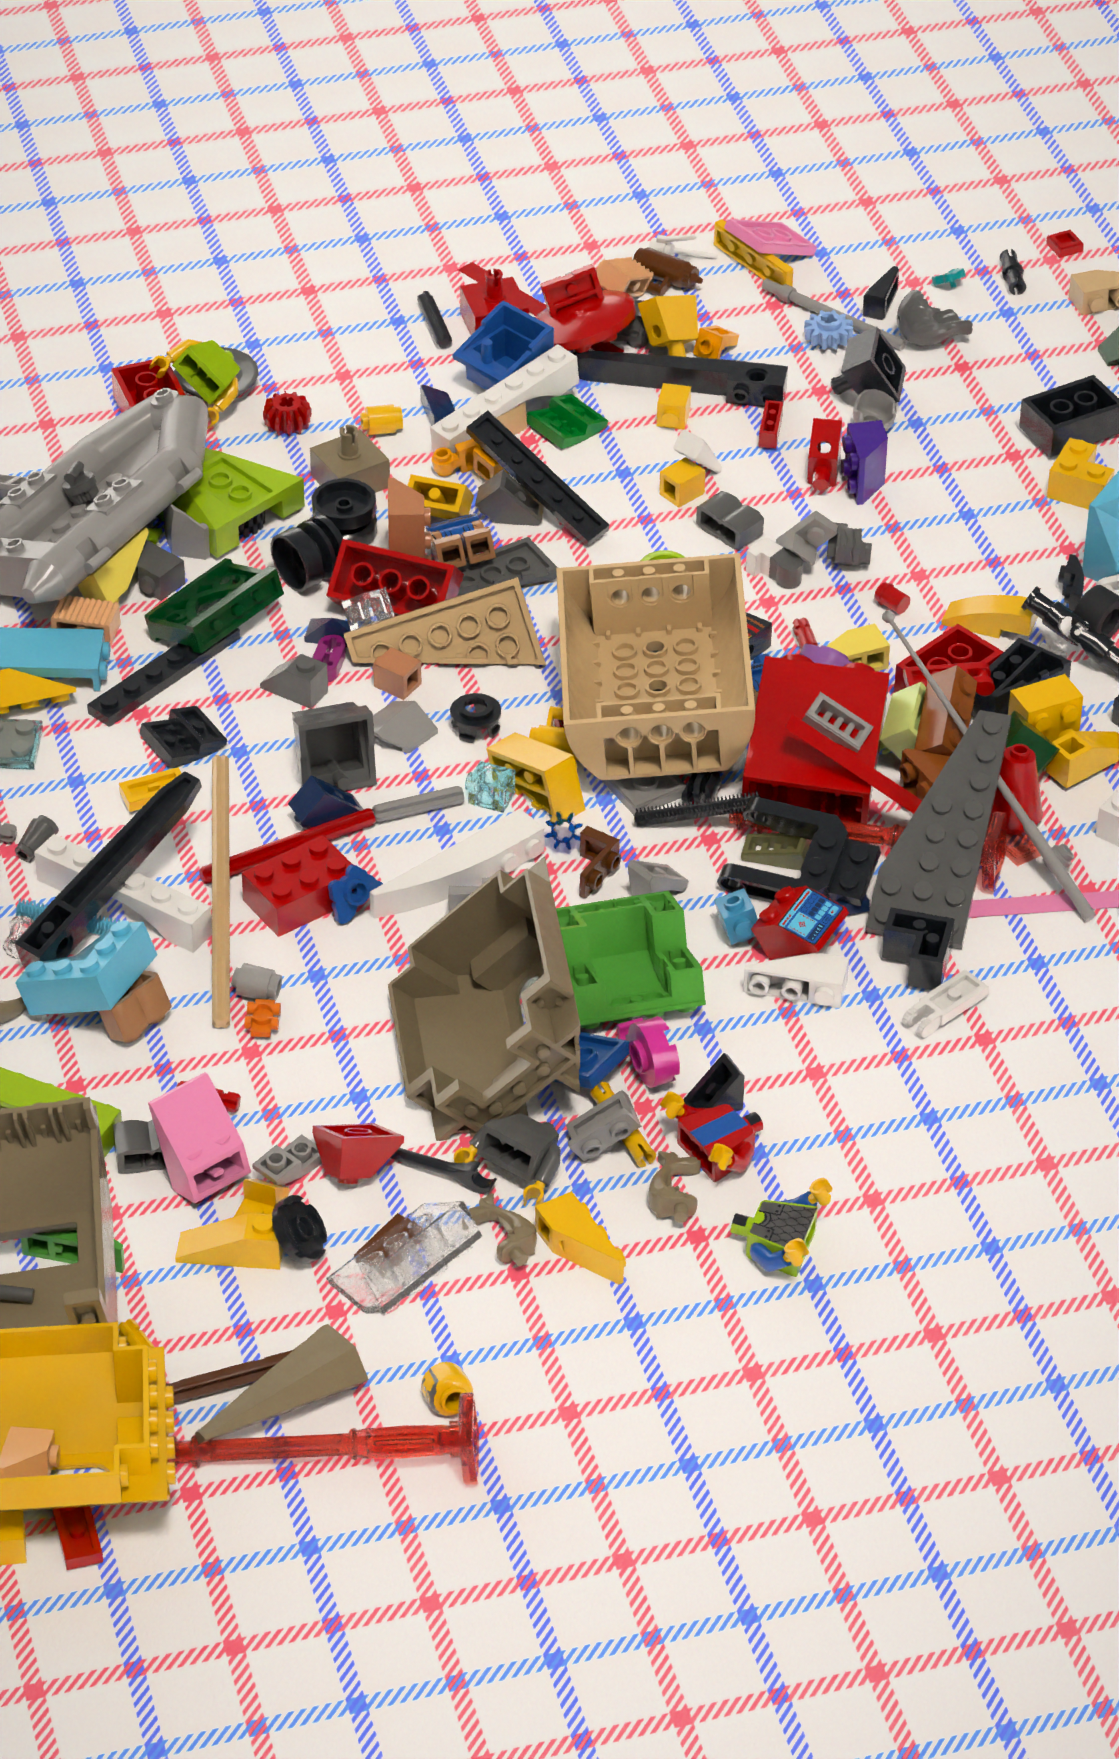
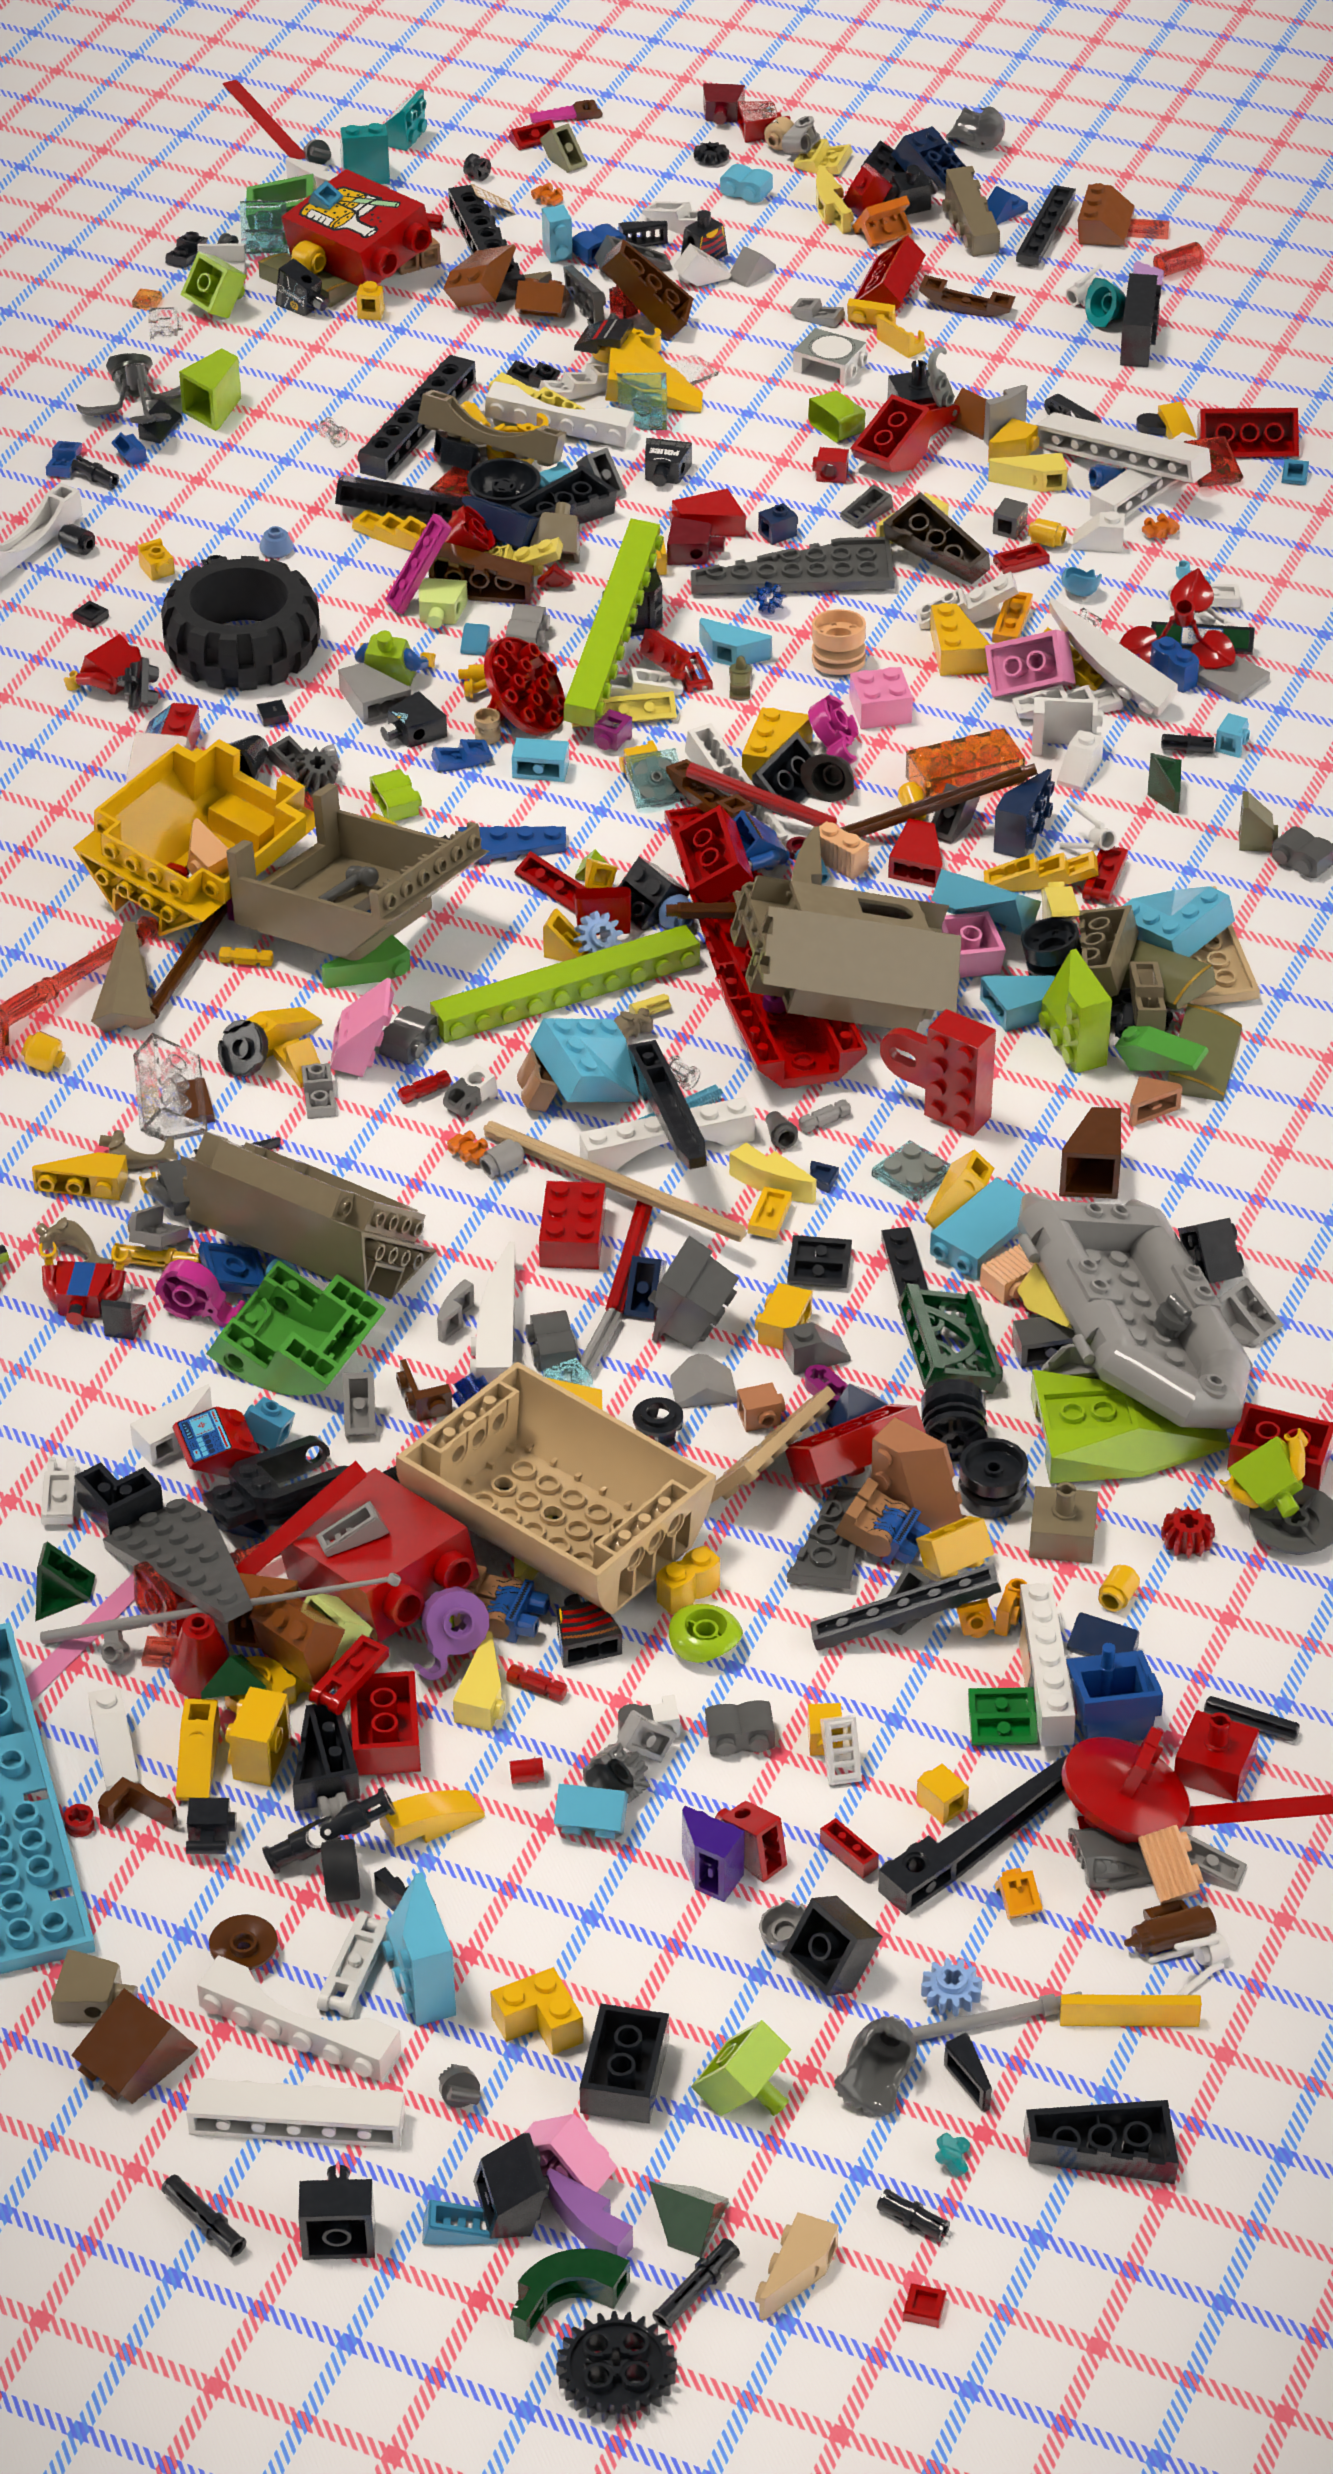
camera: 130 degrees right, 0 degrees up
(67, 791) = (825, 1175): none -> dark blue tile
(103, 808) = (771, 1171): none -> light yellow slope
(190, 1052) = (470, 1091): none -> leg
(270, 711) = (783, 1309): none -> yellow brick
(344, 899) = (528, 1238): blue animal -> none
(355, 1149) = (290, 1115): red slope -> none
(368, 608) = (834, 1402): clear brick -> none
(449, 821) = (551, 1338): none -> dark grey brick
(670, 321) = (1056, 1844): yellow torso -> none
(770, 237) = (1138, 2031): bright pink tile -> none
(867, 217) = (1105, 2139): none -> black wedge
(894, 538) = (590, 1810): none -> medium azure brick
(1017, 358) = (743, 2070): none -> lime brick
(1035, 937) = (60, 1582): none -> dark green slope

